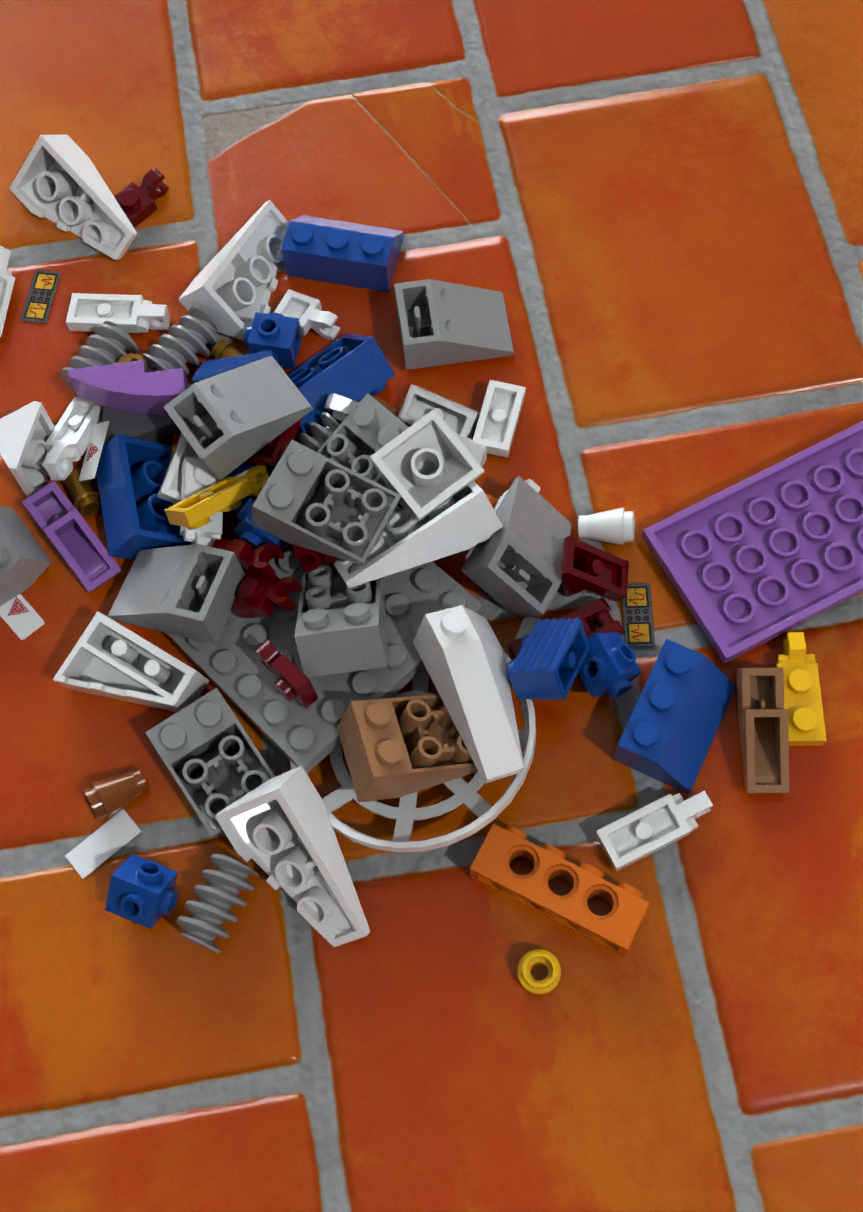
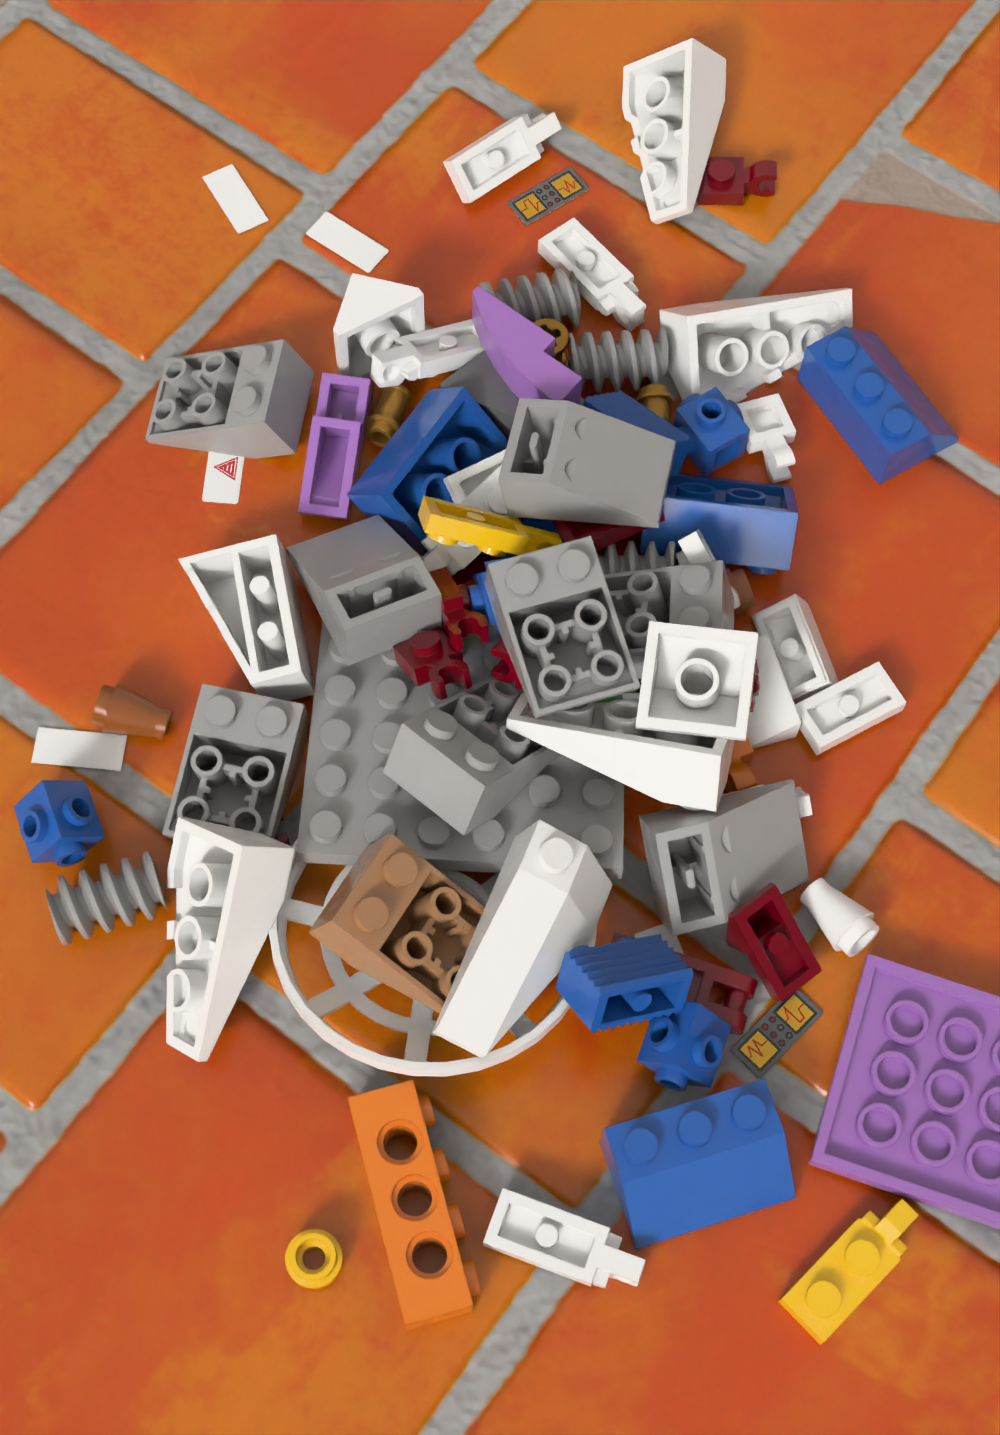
camera: 40 degrees right, 0 degrees up
(94, 451) = (432, 384): white sticker -> none
(291, 680) = (367, 762): dark red plate -> none
(450, 323) = (900, 570): light grey slope -> none
(763, 729) = (771, 1265): medium nougat slope -> none

